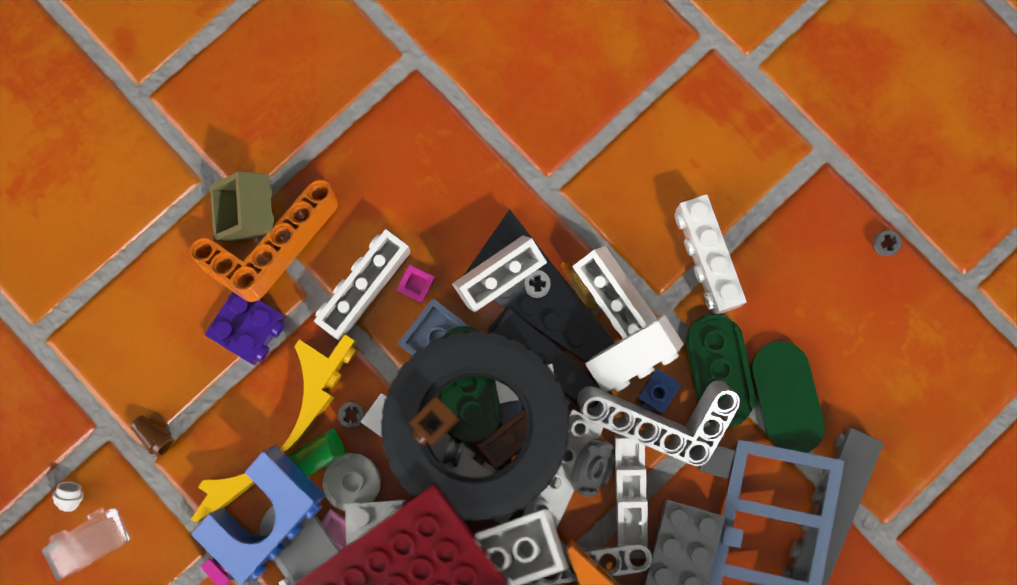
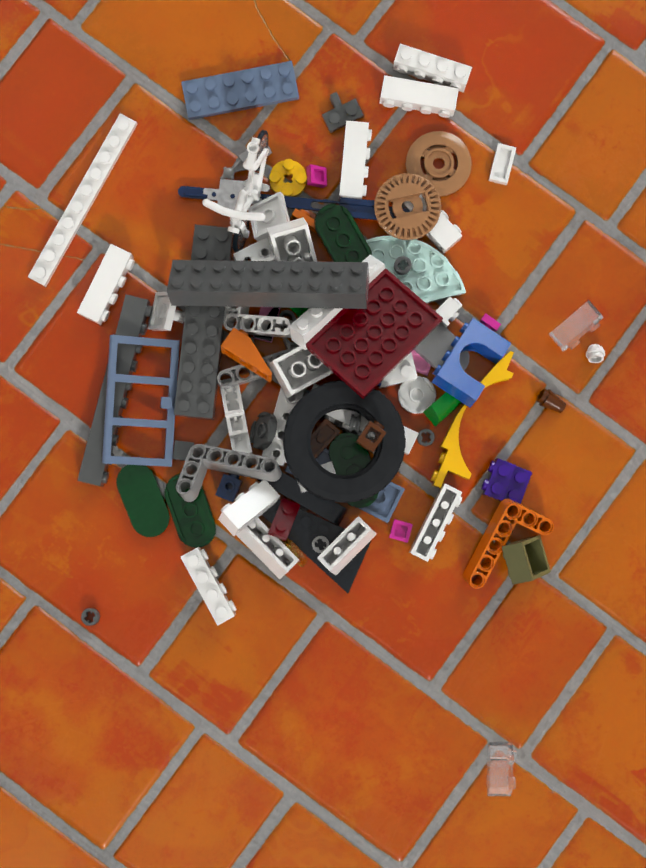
camera: 165 degrees right, 5 degrees up
(584, 329) = (284, 519): none -> dark red plate

